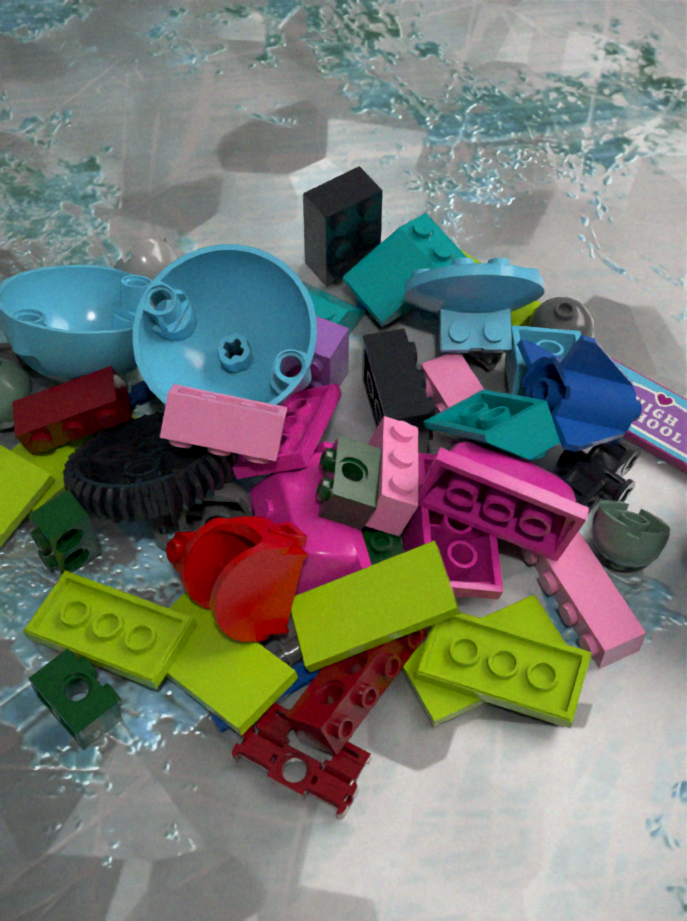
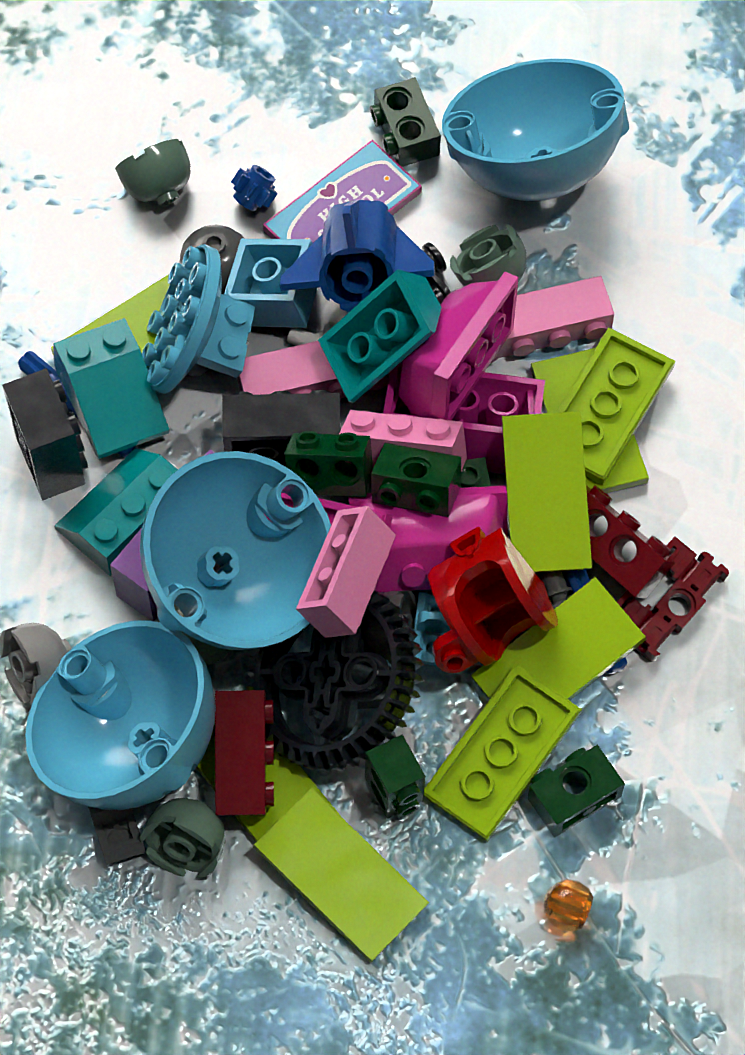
camera: 80 degrees left, 10 degrees up
(355, 410) = (329, 471): none -> dark green brick
(630, 268) = (156, 173): none -> sand green cylinder
(643, 341) = (254, 187): none -> blue gear

